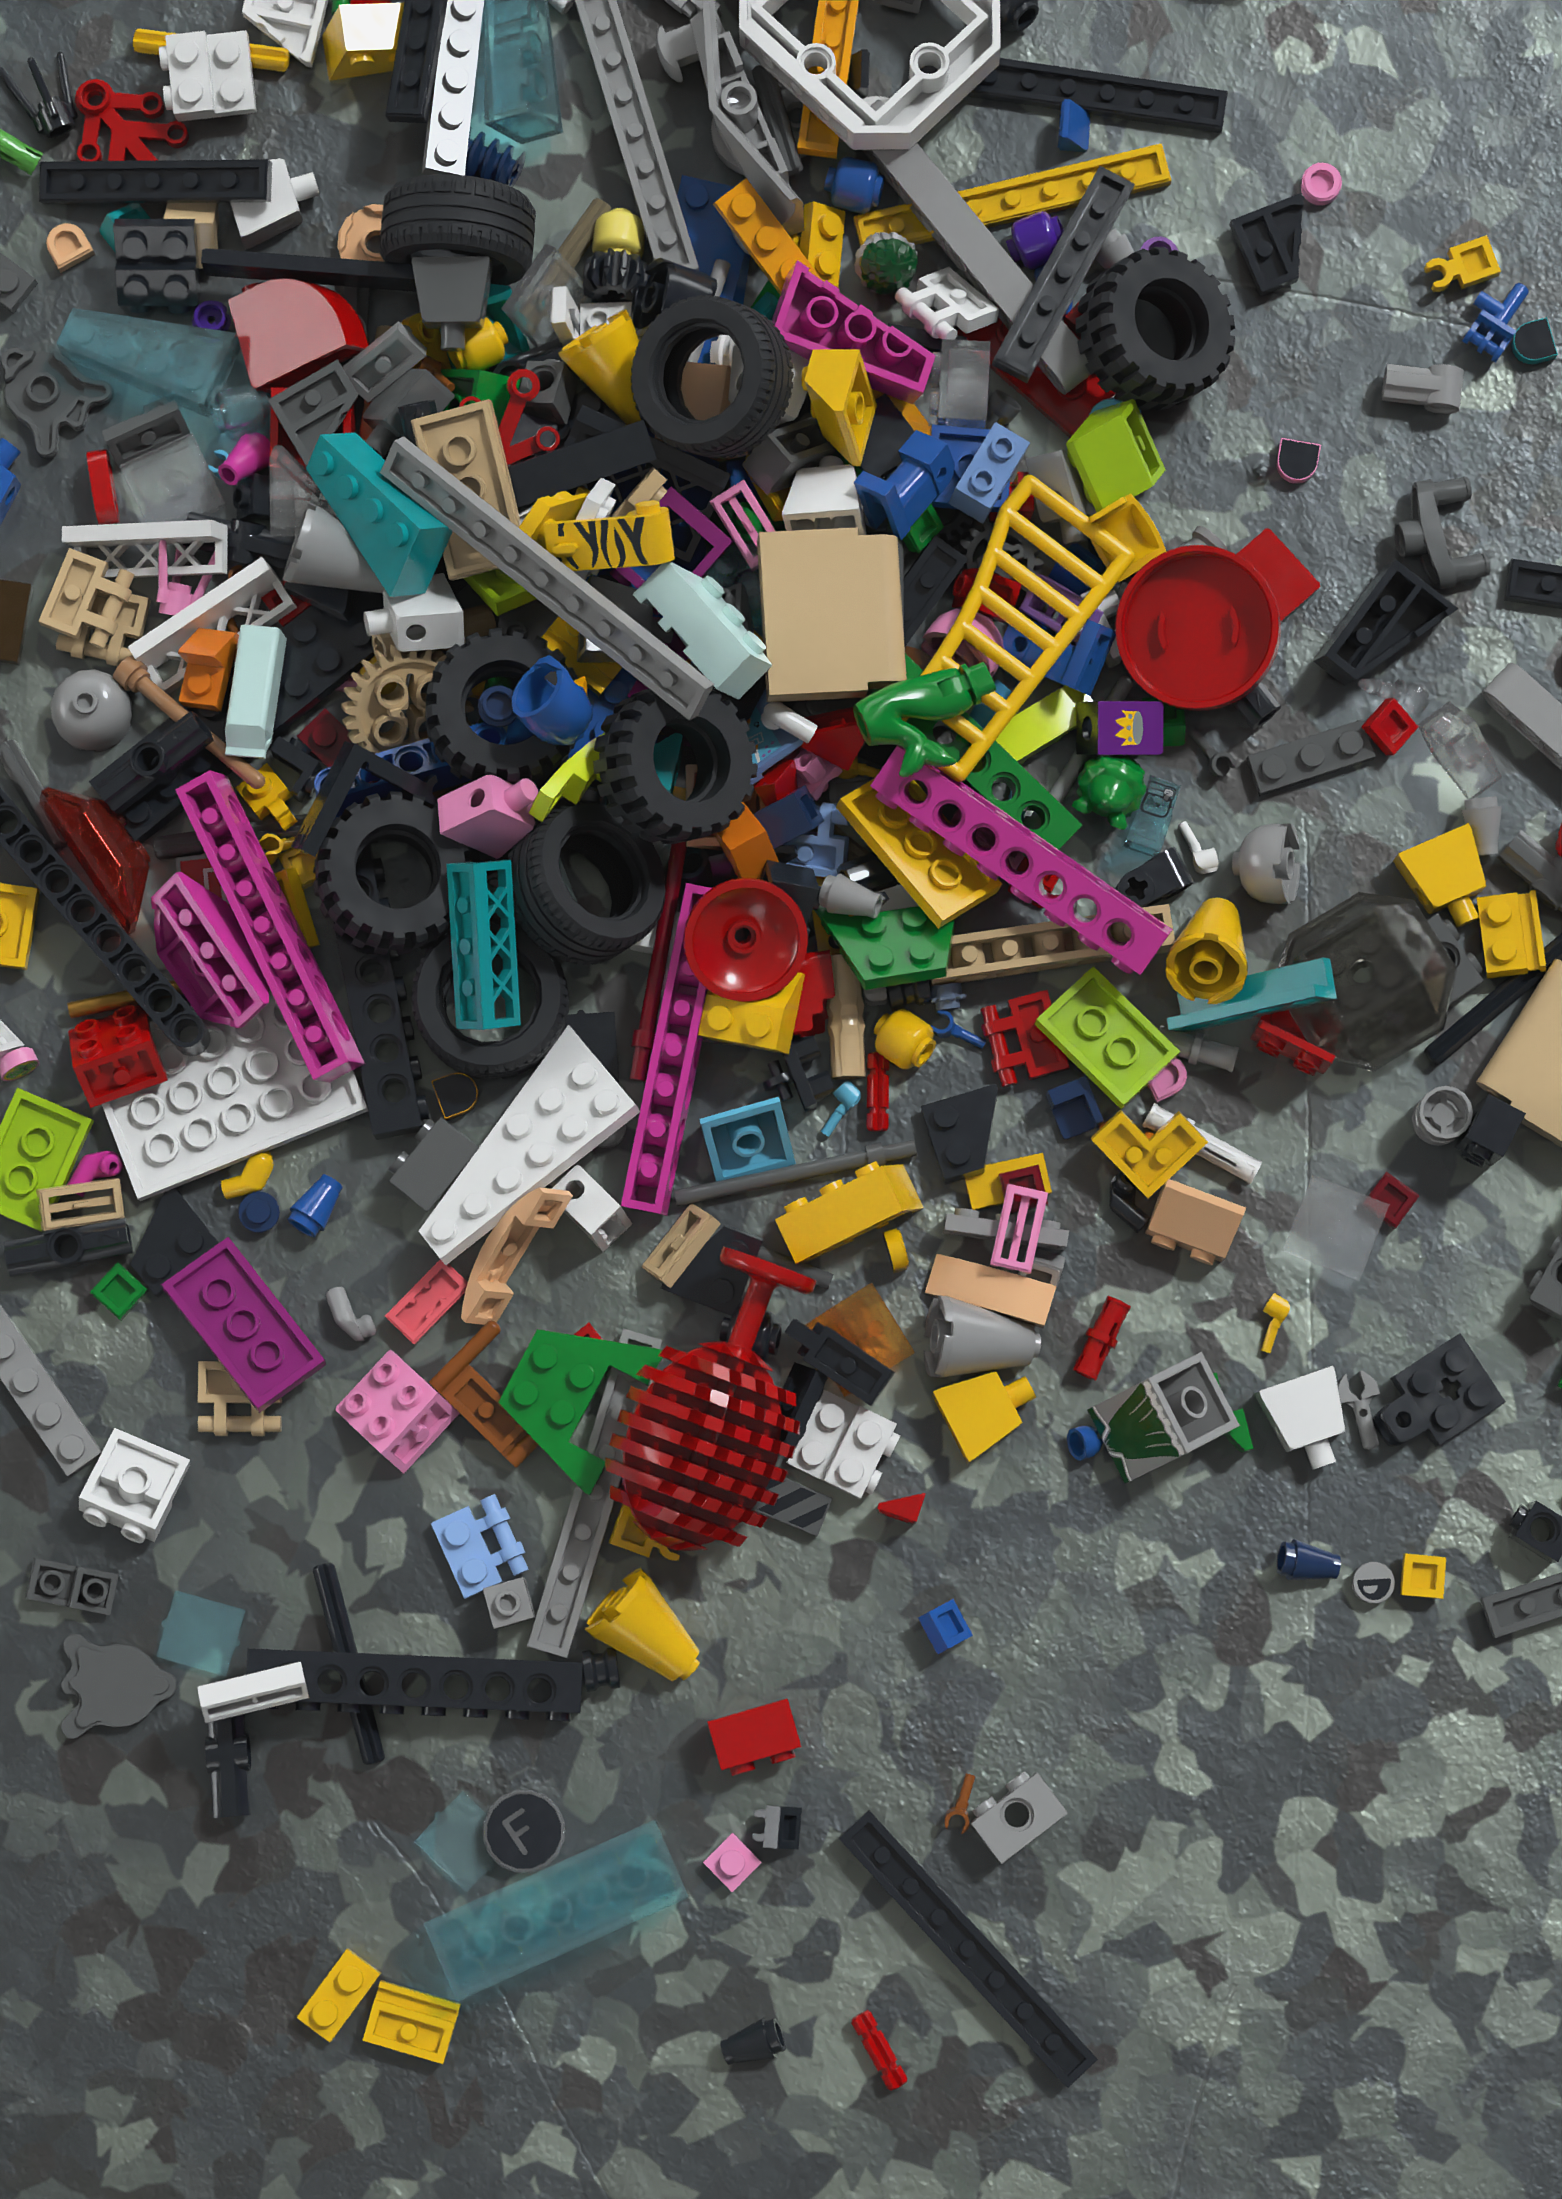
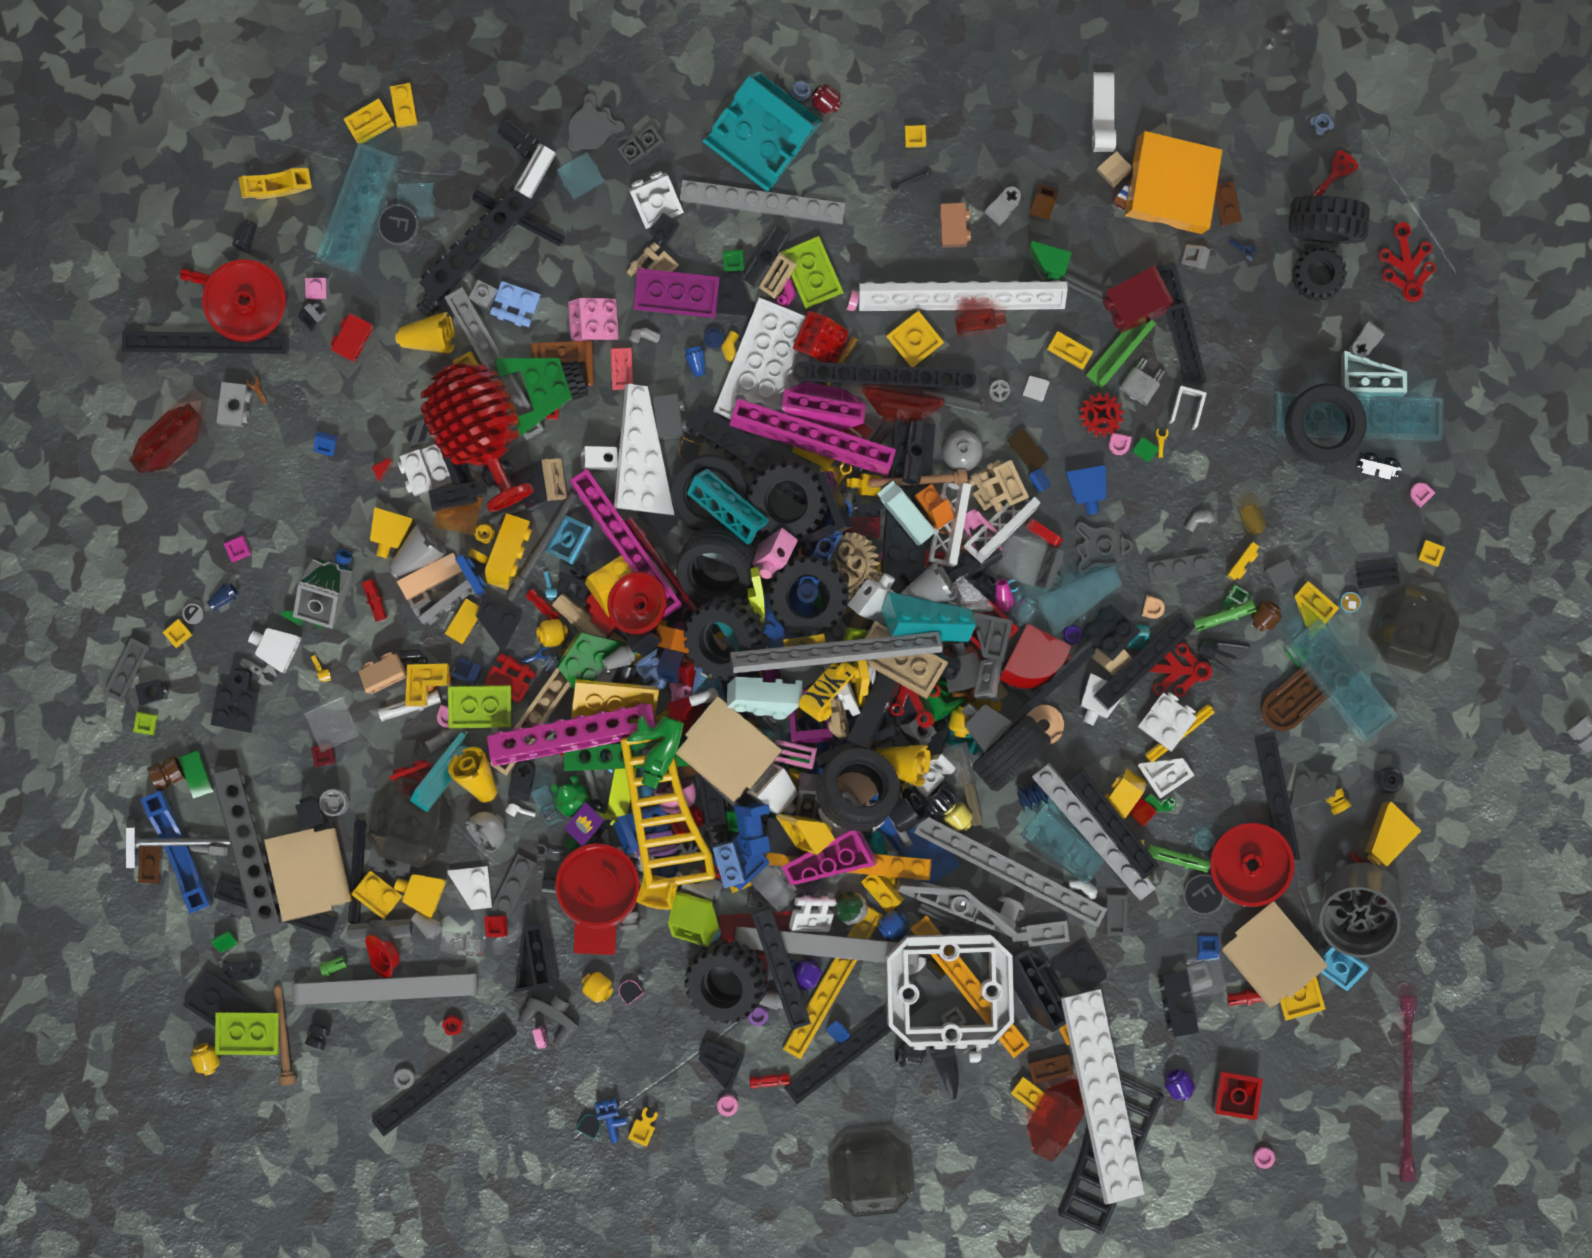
camera: 135 degrees right, 5 degrees up
(34, 563) = (1039, 480): none -> blue slope
(166, 1429) = (664, 230): none -> black bracket
(504, 1247) = (604, 393): light nougat slope -> none
(507, 1348) = (575, 380): none -> black tyre
(549, 711) = (785, 609): blue piece -> none
(634, 2070) = (275, 185): none -> yellow arch
(846, 1264) = (484, 538): none -> yellow plate
(850, 1948) = (244, 300): none -> red dish
(926, 1242) = (476, 581): none -> blue plate
(1012, 1263) = (433, 610): bright pink tile -> none
(1026, 1177) = (454, 623): dark red tile -> none
(1162, 1865) = (166, 439): none -> clear red wedge
(1218, 1609) = (237, 549): none -> dark pink tile
(1231, 158) = (769, 1080): none -> red axle
(1336, 507) = (597, 987): none -> yellow head
(1365, 813) = (473, 886): none -> white wing
(1435, 388) = (608, 1069): light grey piece -> none
(1480, 522) = (540, 1037): none -> bright pink tile

